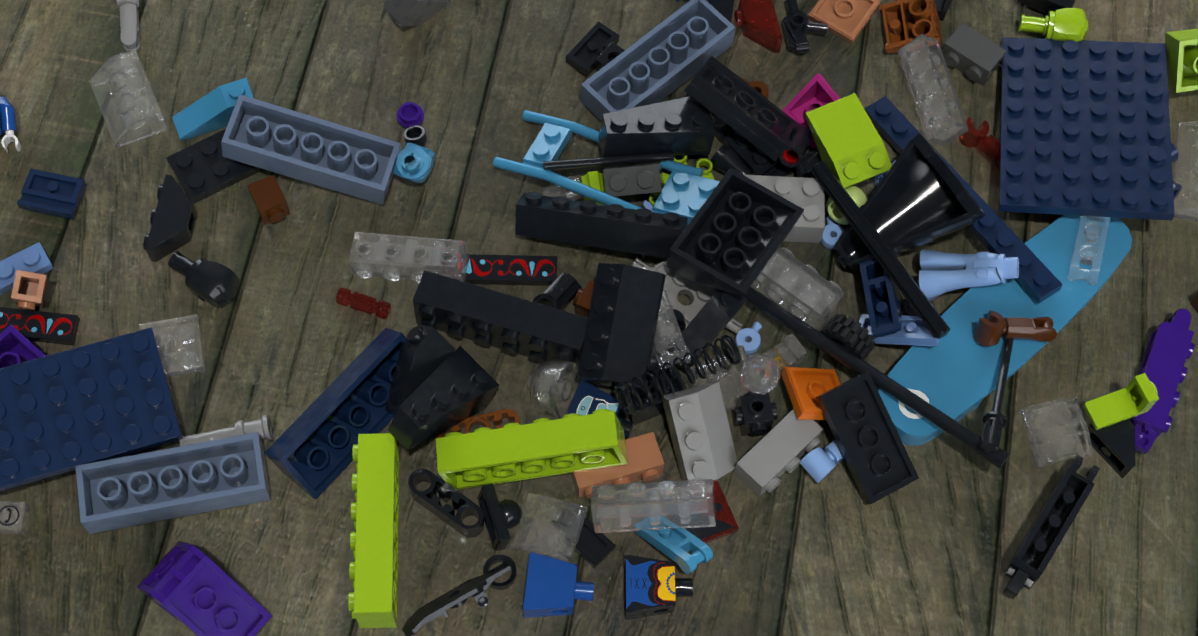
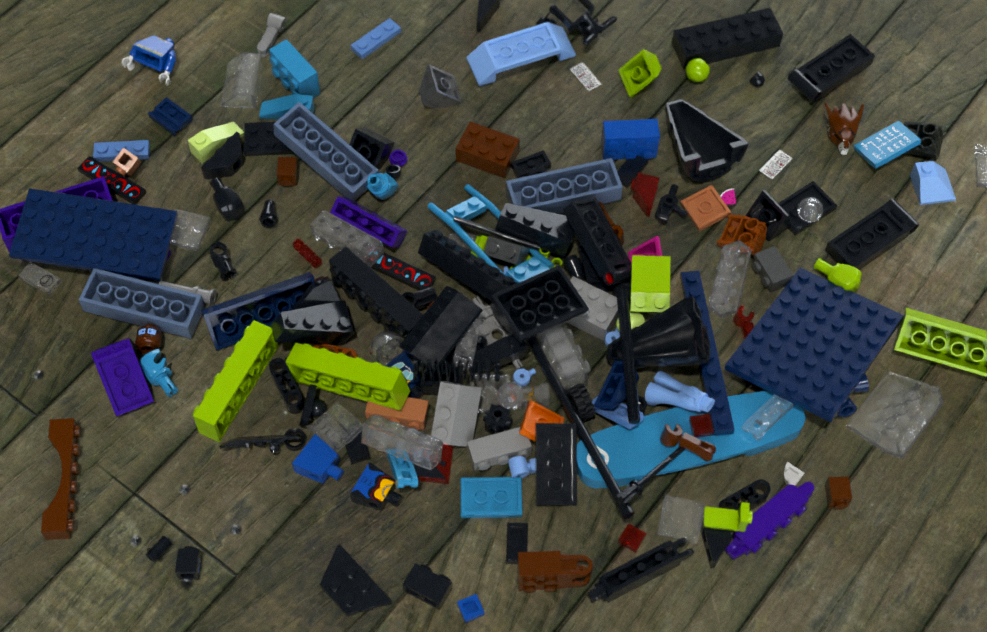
camera: 30 degrees right, 5 degrees down
(135, 202) = (209, 140): none -> yellowish green slope
(197, 53) = (293, 70): none -> dark azure brick
(212, 529) = (148, 338): none -> reddish brown head
(251, 368) = (222, 261): none -> black connector
(255, 574) = (156, 372): none -> dark azure piece
(278, 273) = (268, 215): none -> black cone
(367, 113) = (372, 146): none -> black slope
(425, 221) = (368, 221): none -> dark purple brick
(525, 52) = (487, 149): none -> reddish brown brick
(803, 522) = (491, 497): none -> dark azure tile
(872, 567) = (516, 541): none -> black tile
(943, 585) = (551, 571): none -> reddish brown brick
(1011, 487) = (632, 537): none -> clear red plate
(1017, 298) = (701, 425): none -> clear red plate
(1118, 357) = (755, 499): none -> black beam
(1147, 310) = (792, 474): none -> white tile

